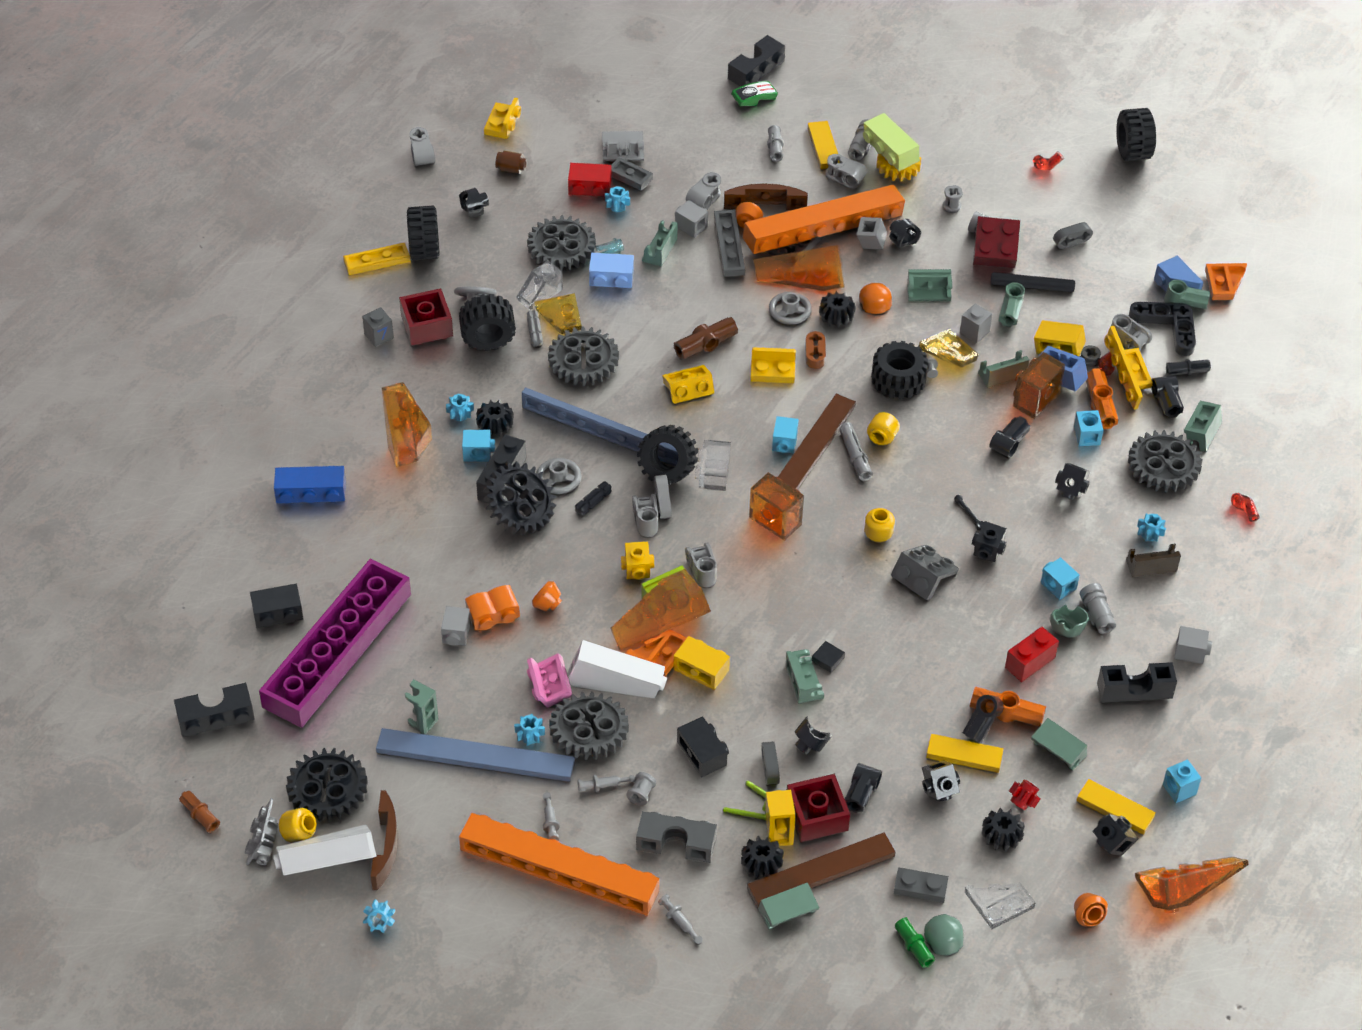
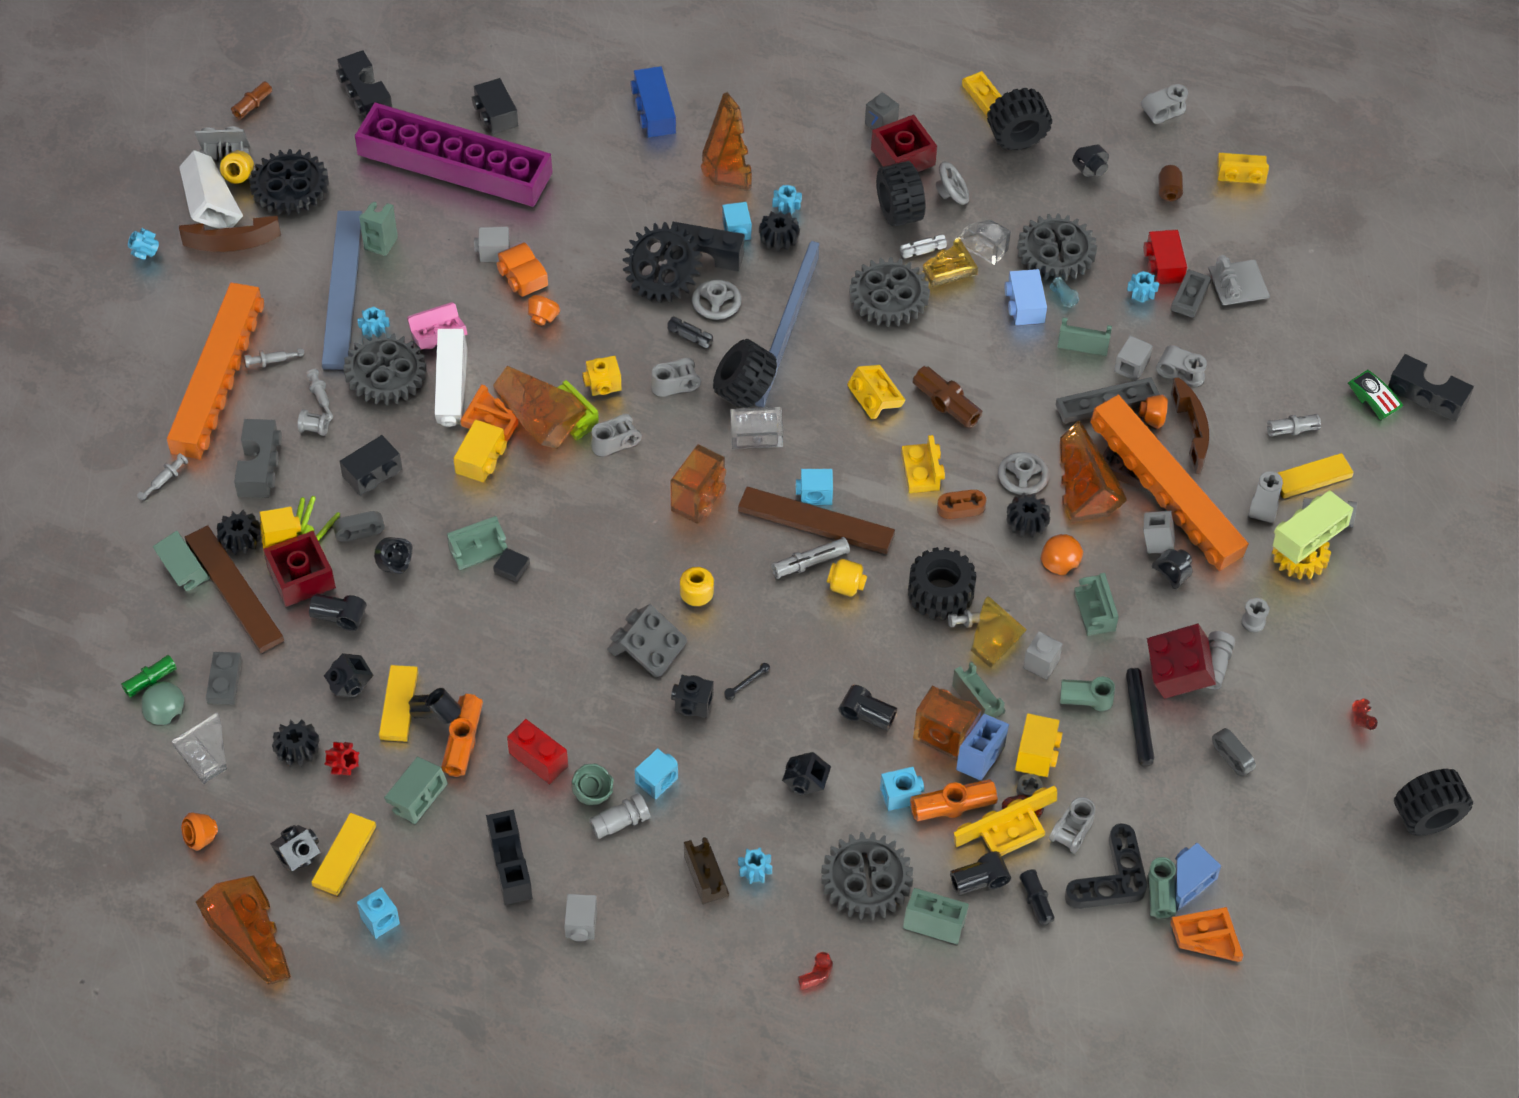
camera: 80 degrees right, 5 degrees up
(662, 496) = (694, 384): light grey beam -> none

